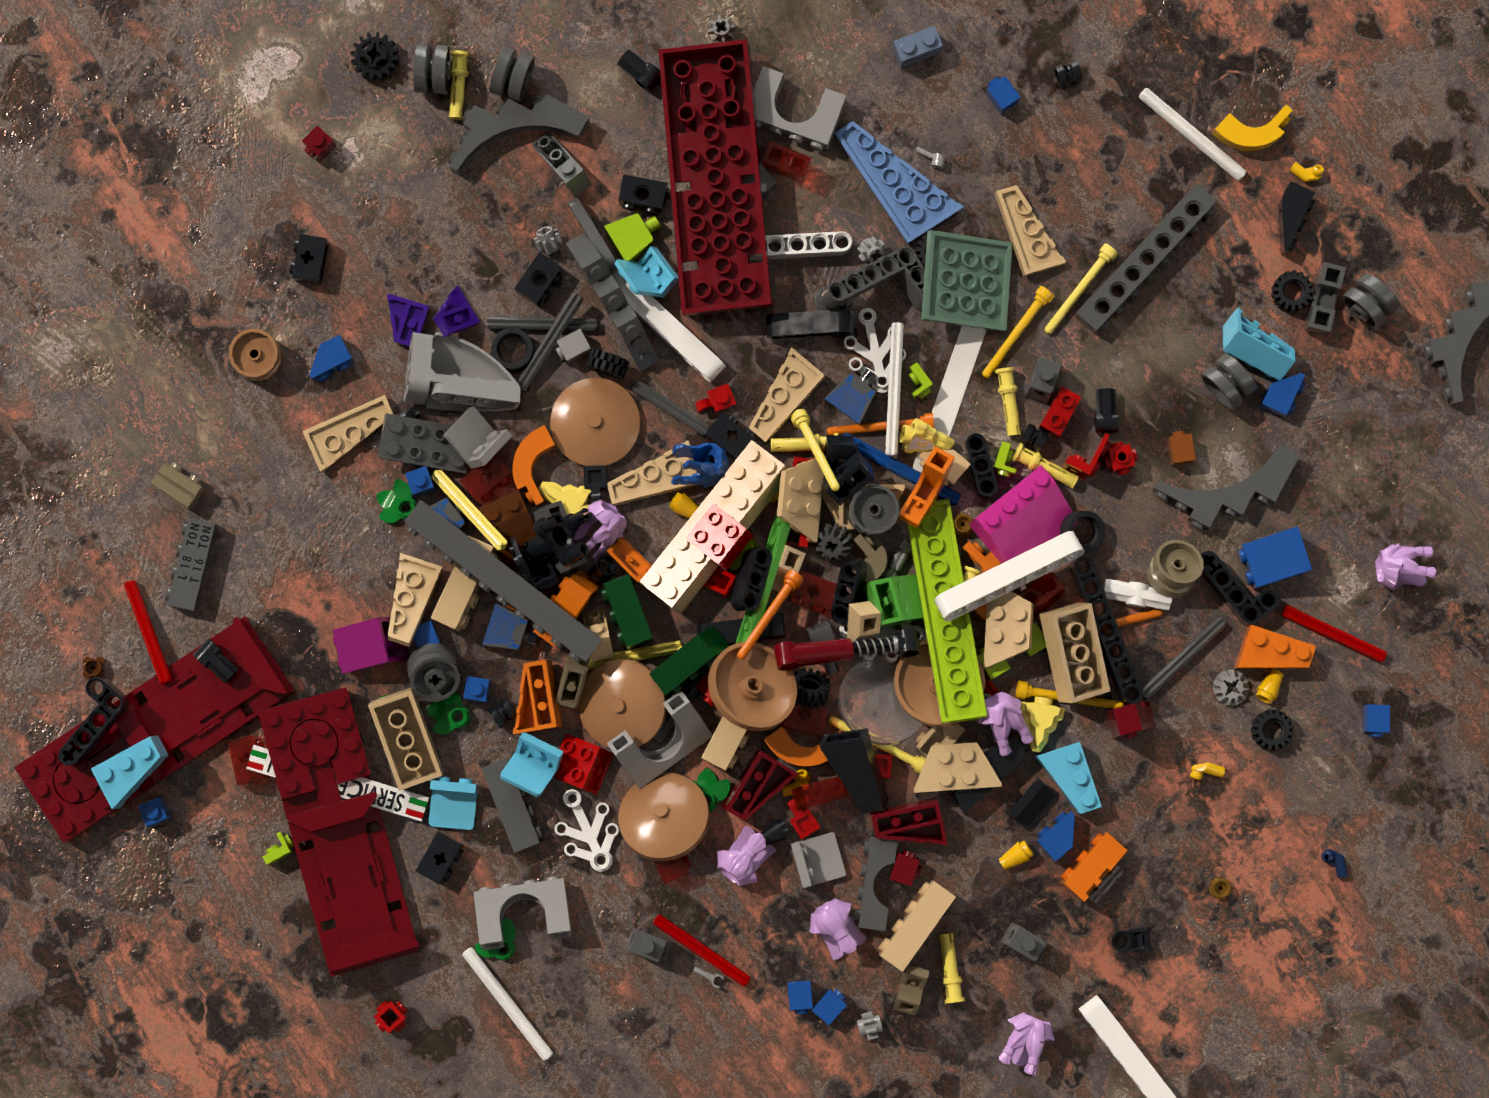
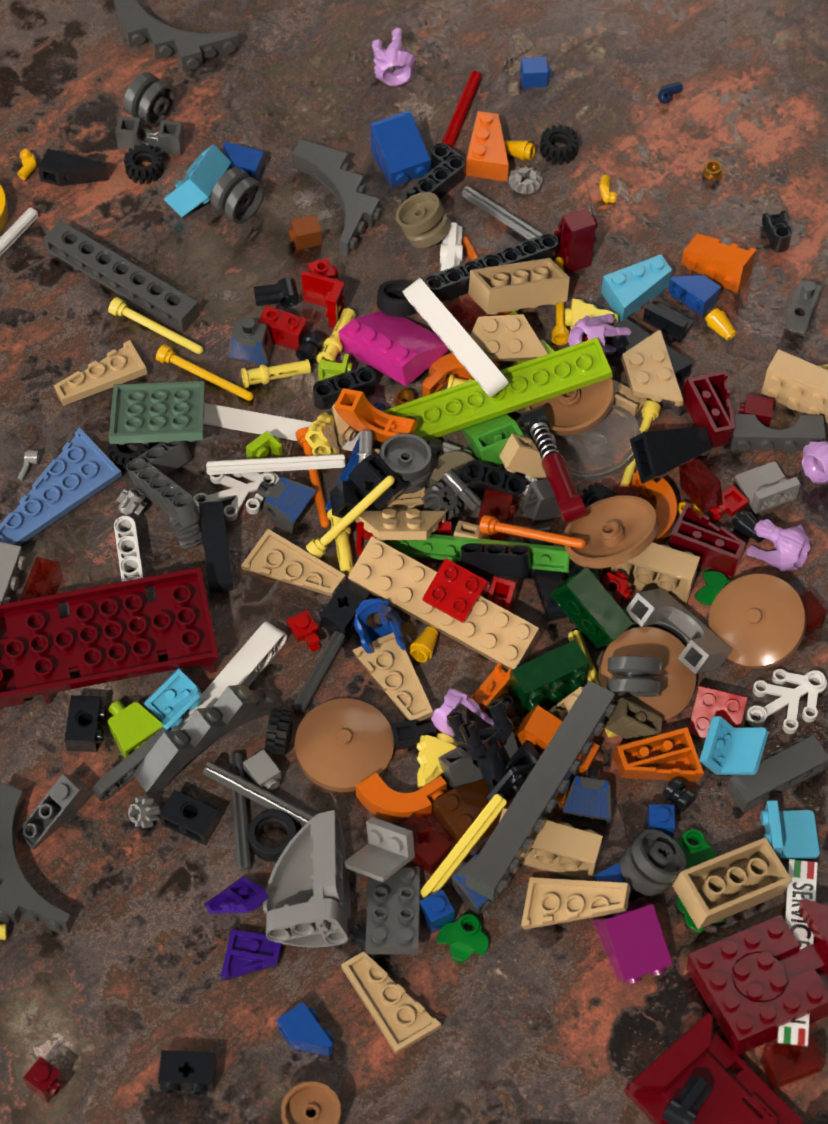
camera: 100 degrees left, 25 degrees down
(603, 683) = (635, 673): none -> dark grey wheel
(837, 560) = (462, 489): none -> dark grey axle
(896, 476) = (365, 444): none -> light grey axle

